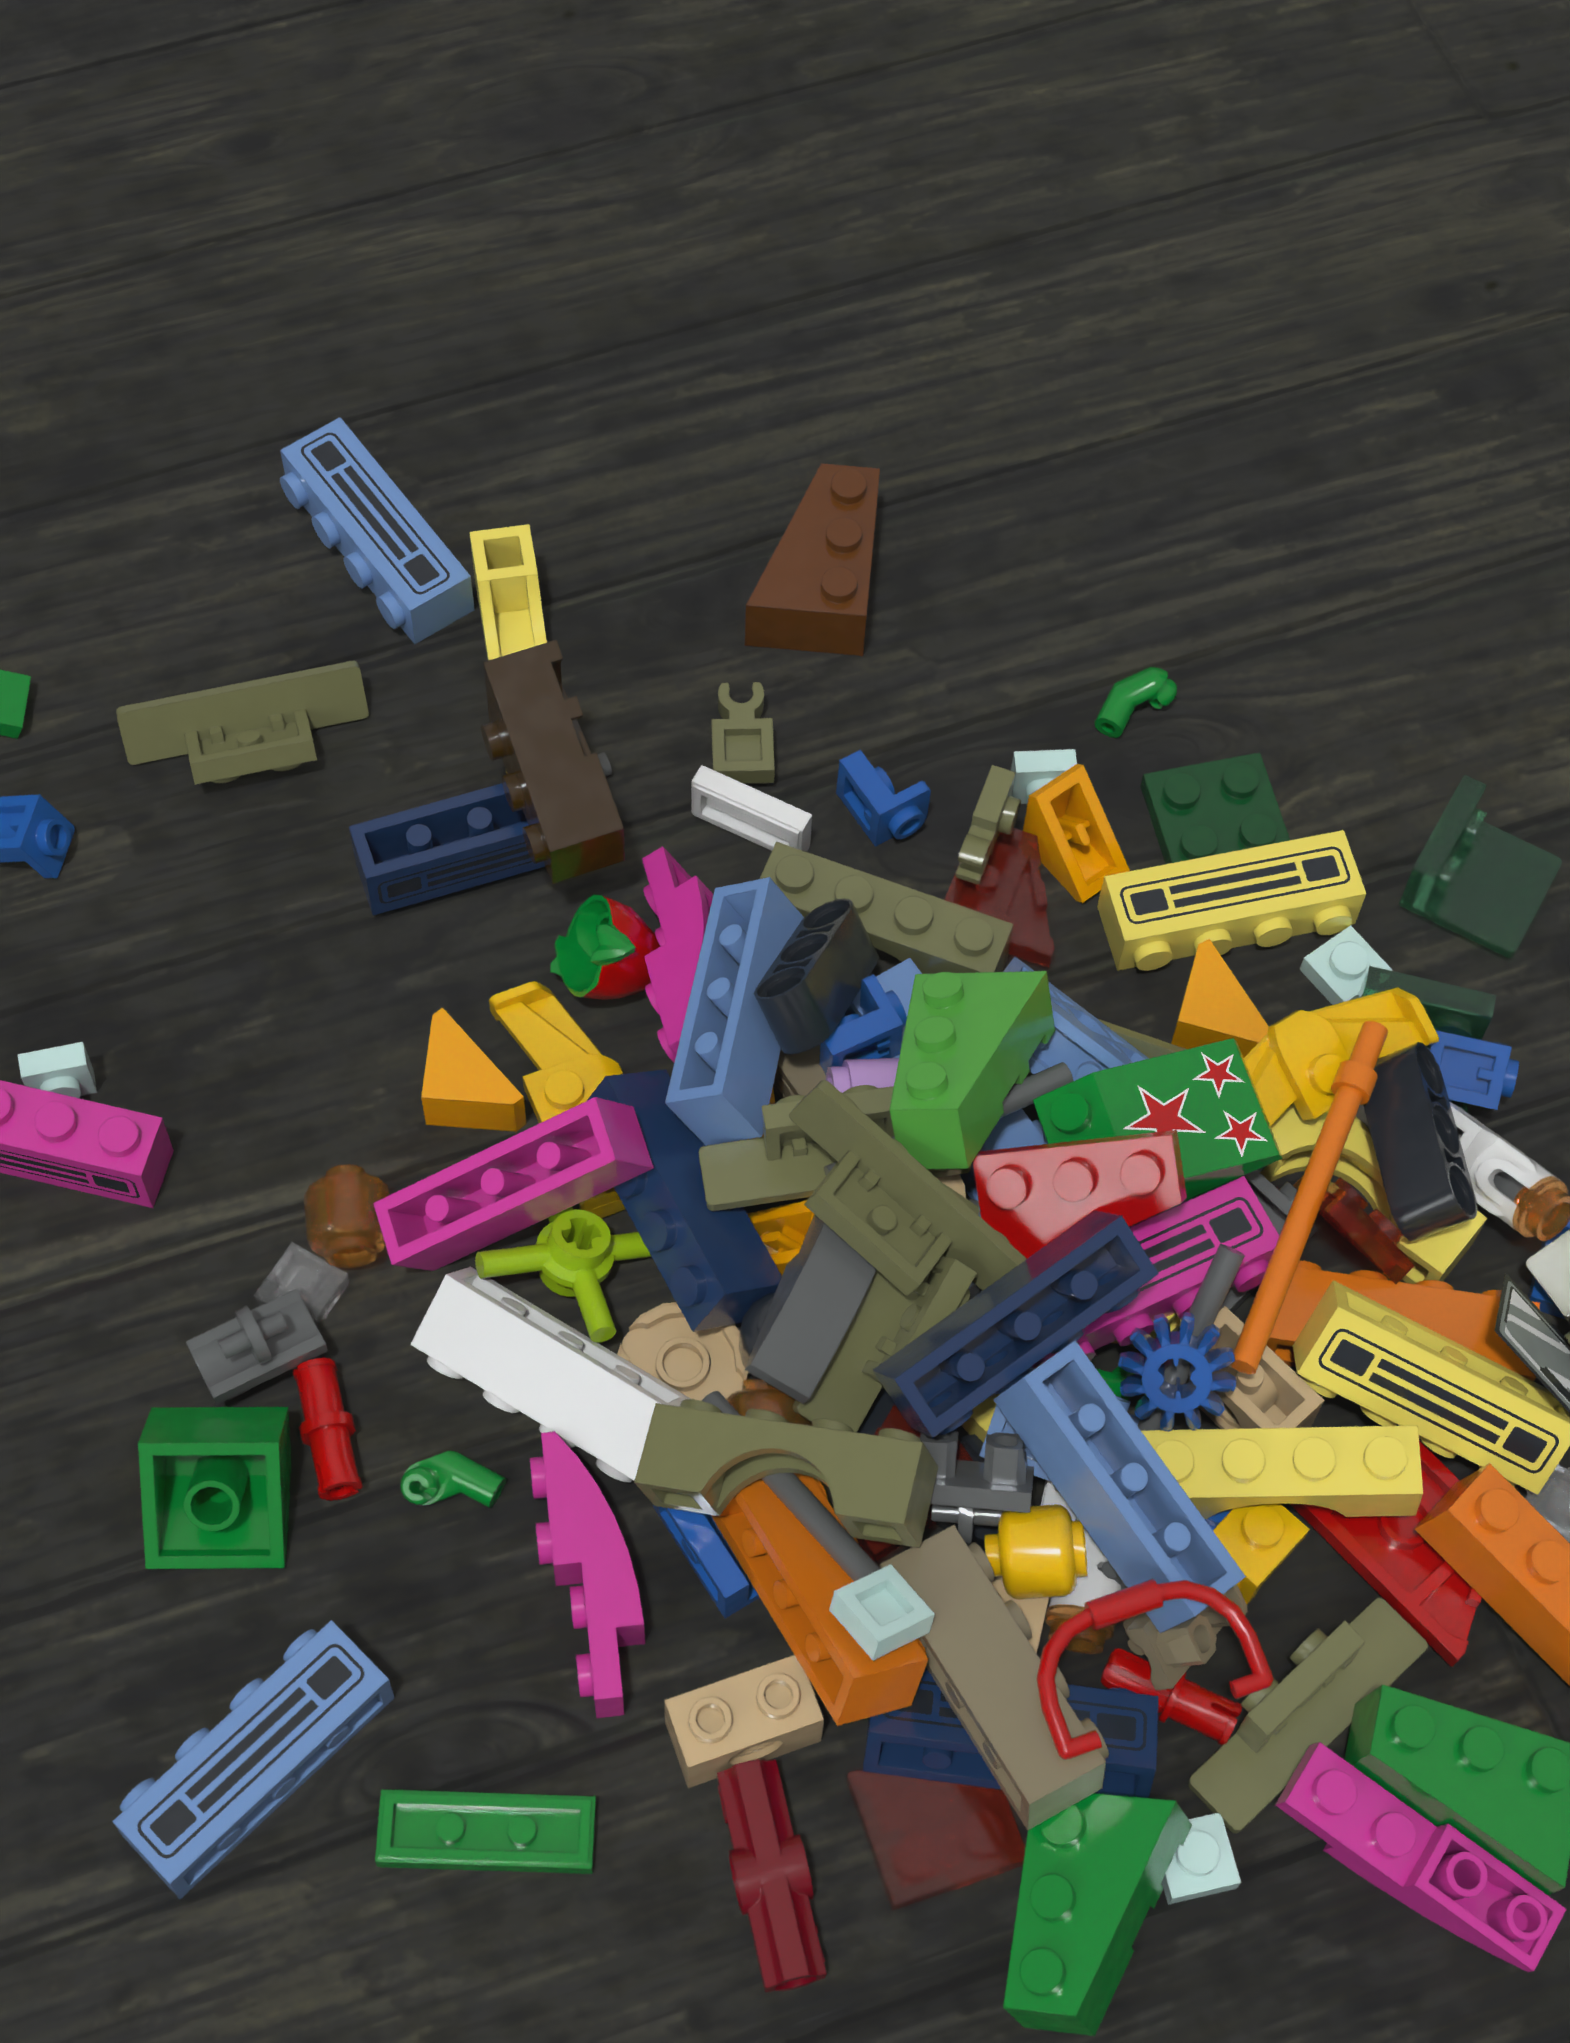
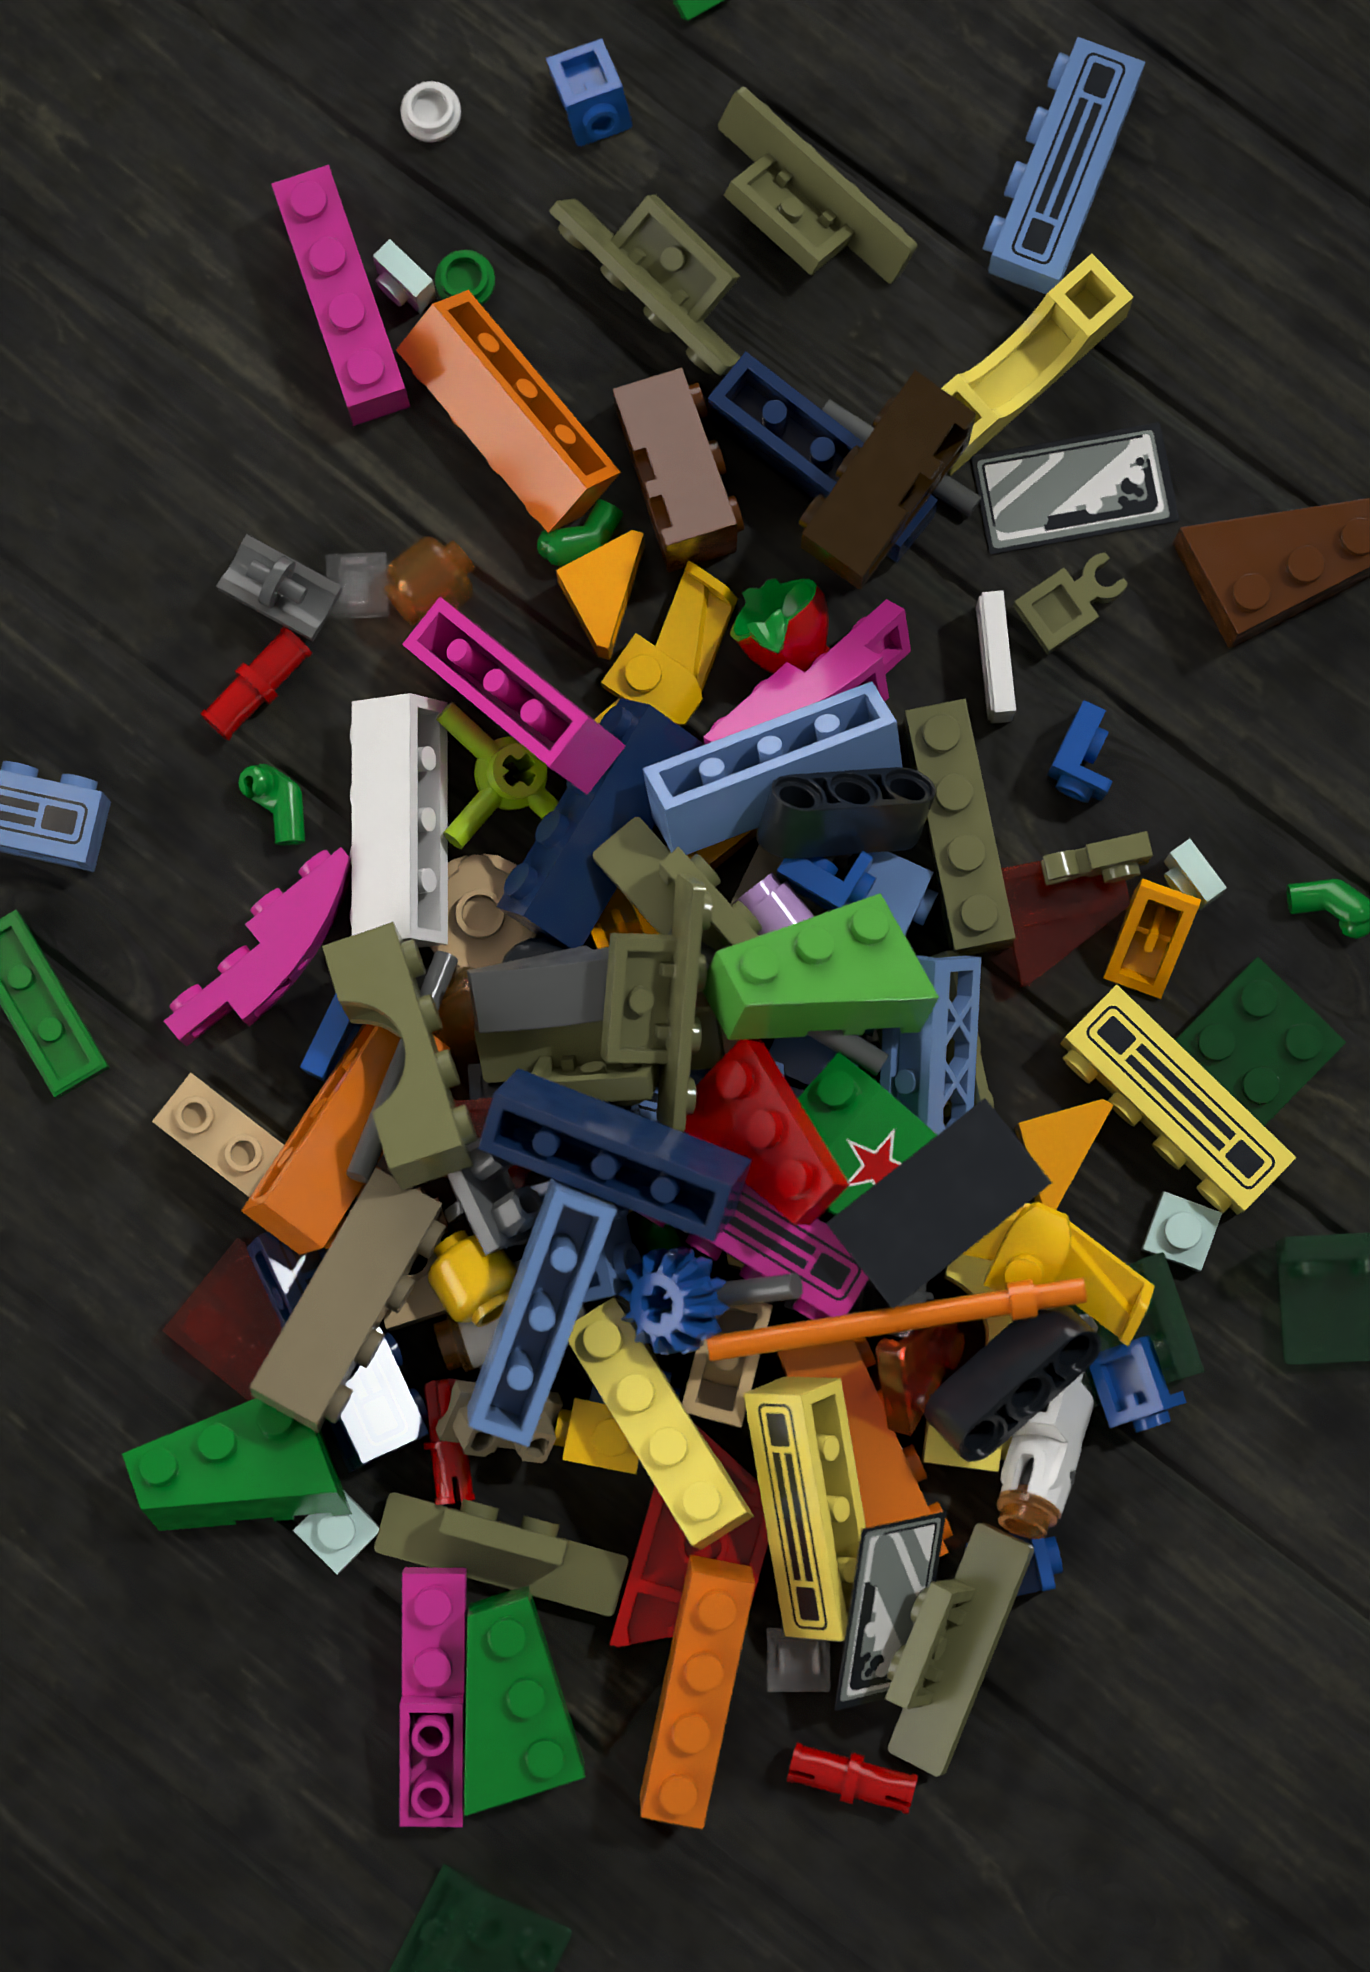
camera: 65 degrees right, 20 degrees up
(102, 1029) = (463, 272): none -> green plate
(215, 1487) = (159, 633): green slope -> none
(217, 862) = (664, 267): none -> olive bracket
(246, 1057) = (507, 410): none -> orange brick
(405, 1080) = (573, 542): none -> green arm
(406, 954) = (678, 468): none -> wedge
(648, 685) = (1075, 488): none -> sticker
(771, 1875) = (127, 1228): dark red piece -> none
(881, 1612) = (328, 1192): light aqua plate -> none
(1125, 1605) = (437, 1369): red piece -> none
(1229, 1089) = (939, 1203): none -> black sticker

